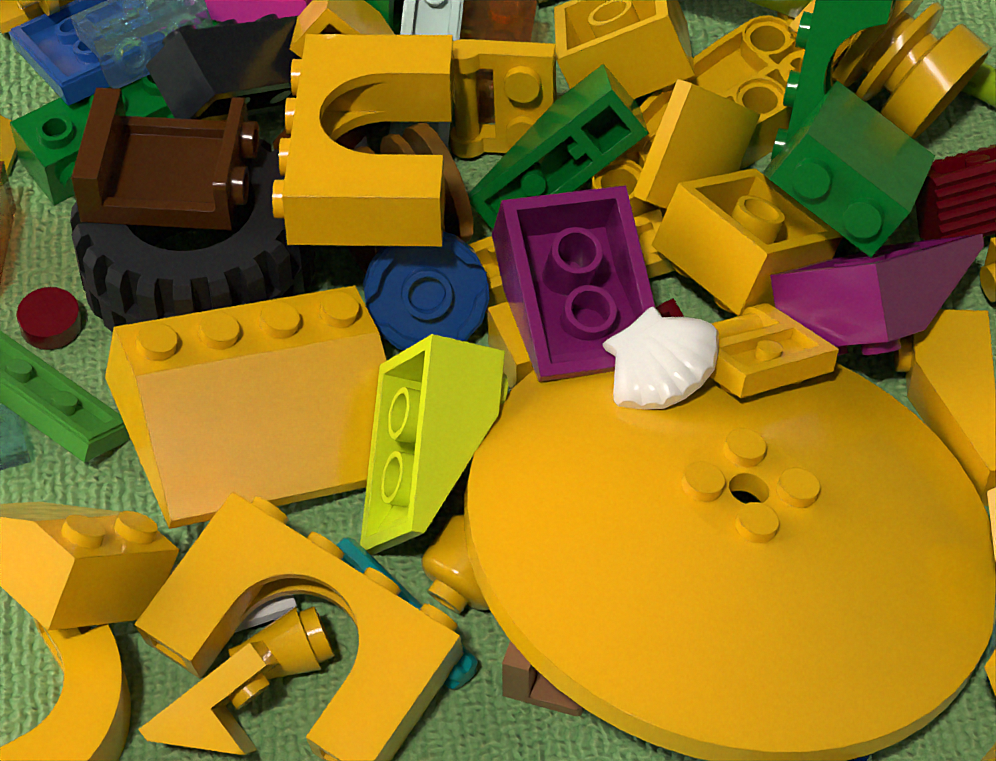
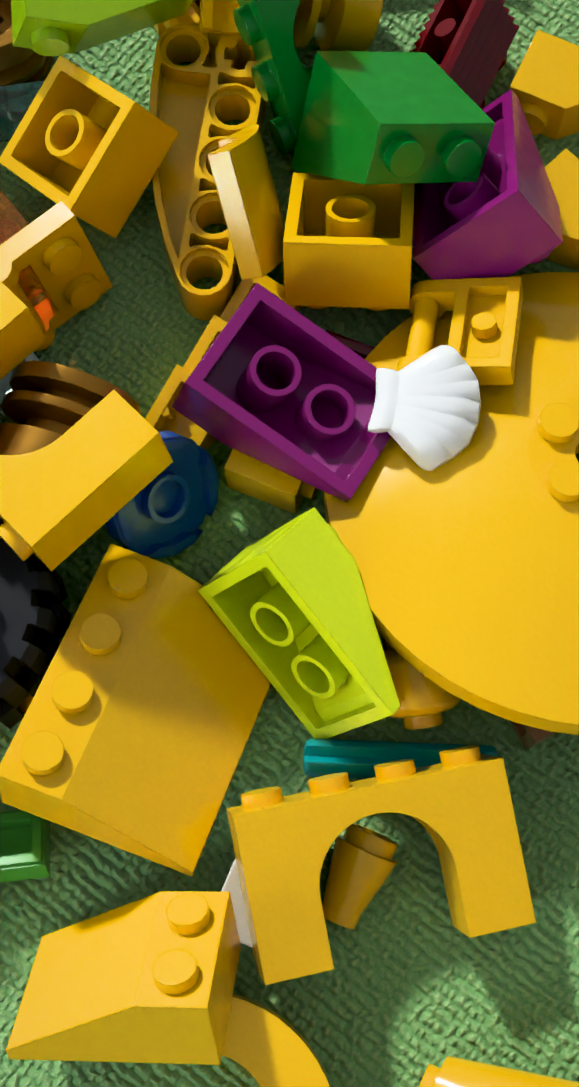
camera: 45 degrees left, 20 degrees up
(200, 714) = (368, 983): yellow slope -> none
(565, 145) = (139, 279): green slope -> none

